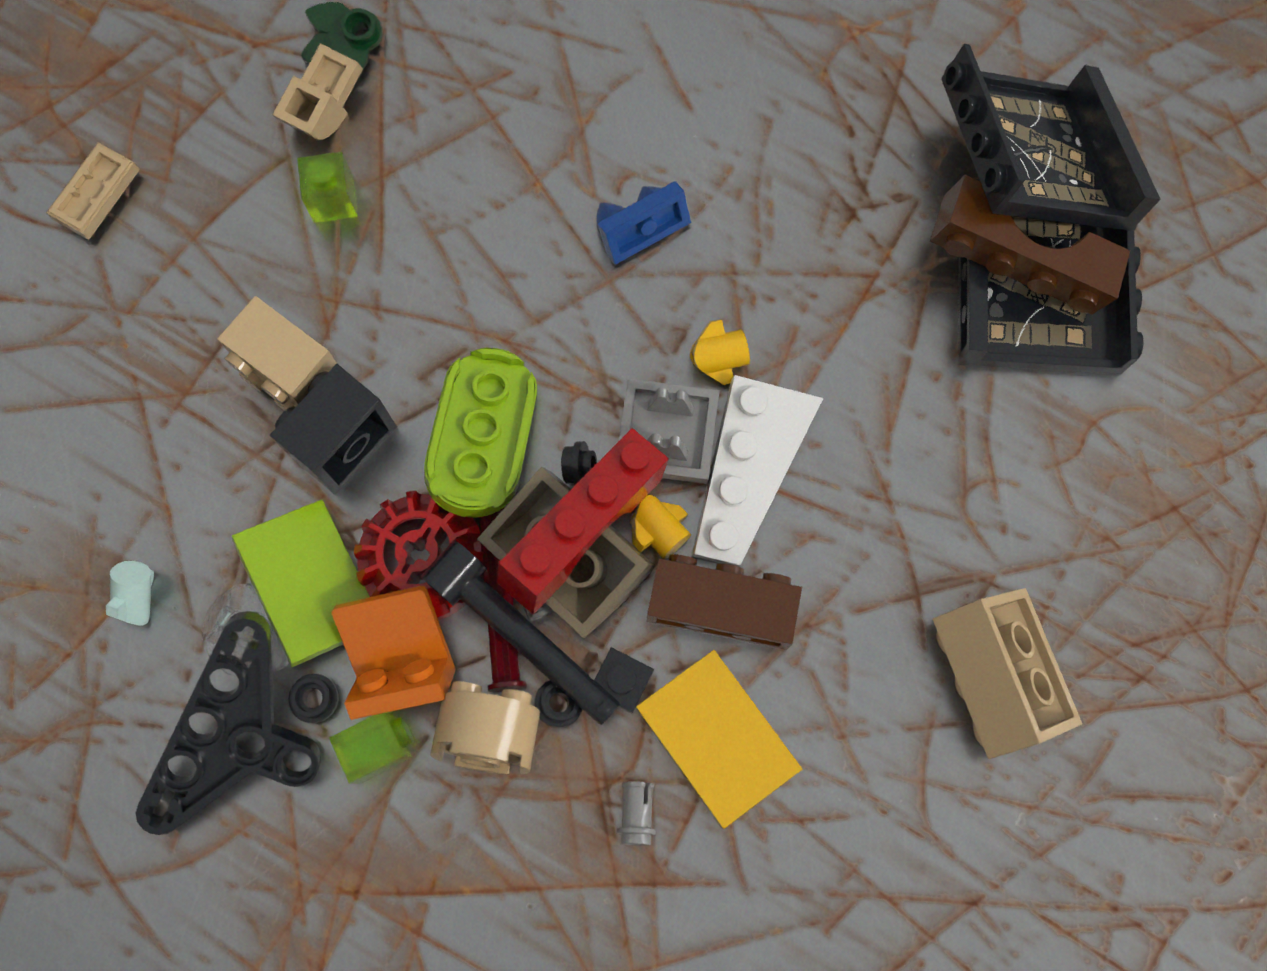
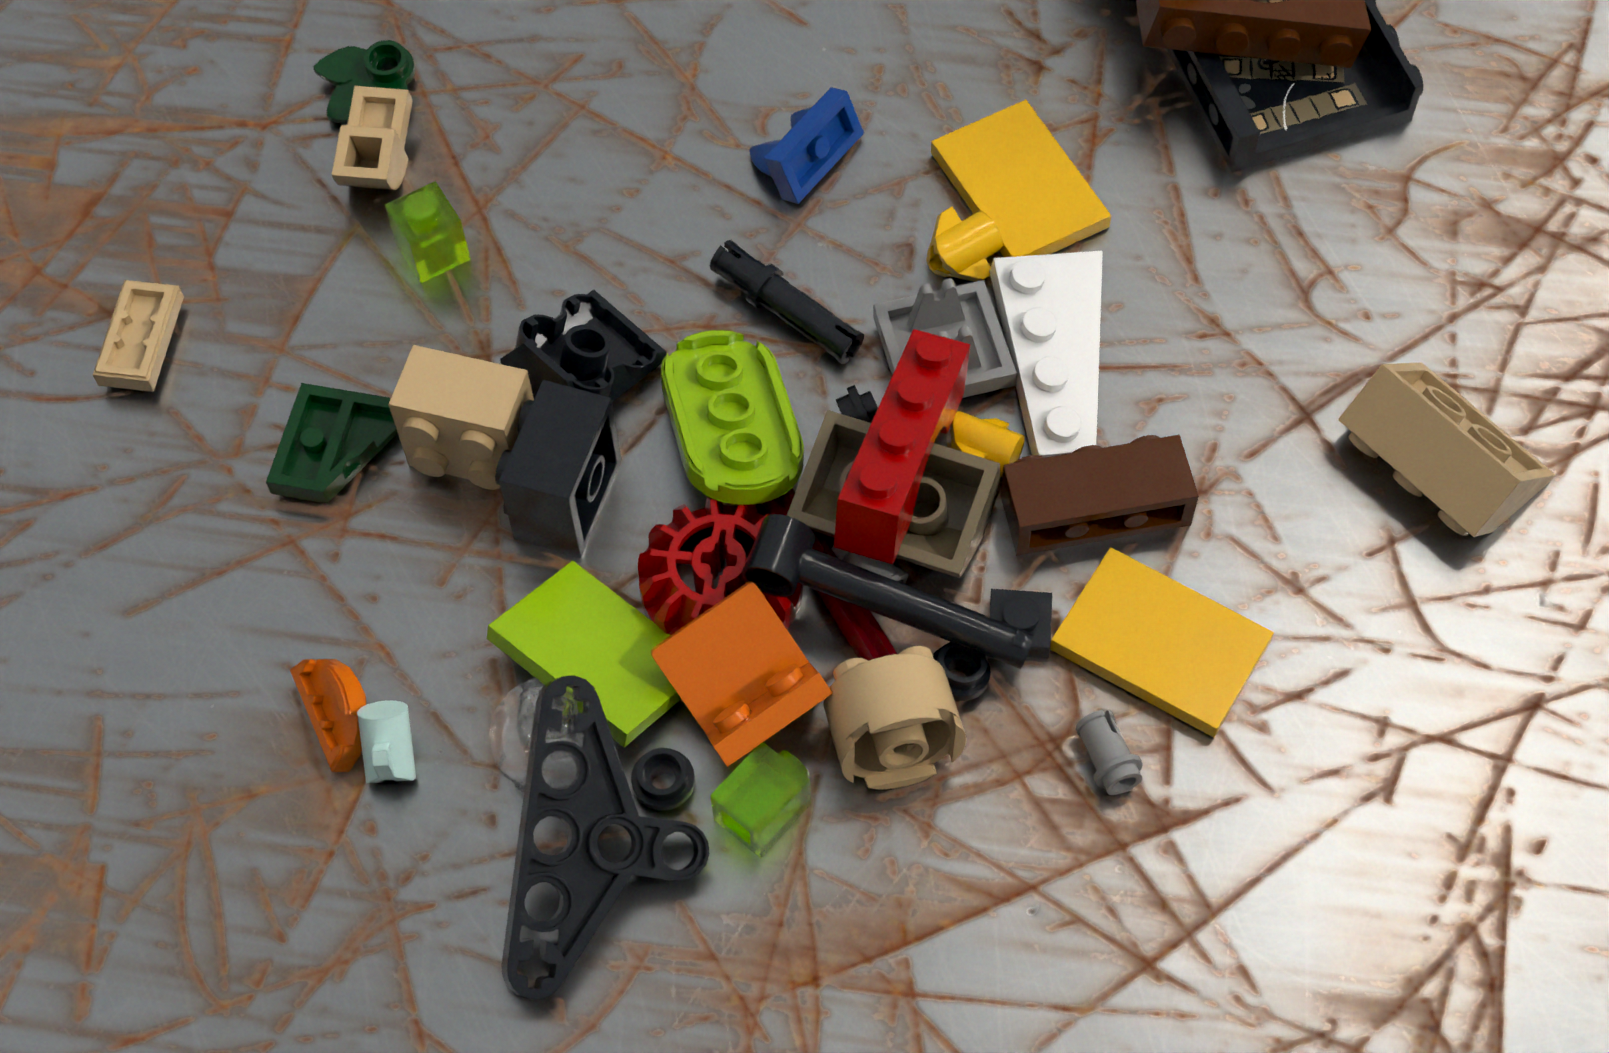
camera: 20 degrees left, 15 degrees down
(109, 545) = (332, 702): none -> orange plate
(185, 332) = (328, 441): none -> dark green wing
(398, 334) = (585, 348): none -> black slope
(558, 331) = (776, 294): none -> black pin
(789, 313) = (1022, 181): none -> yellow tile

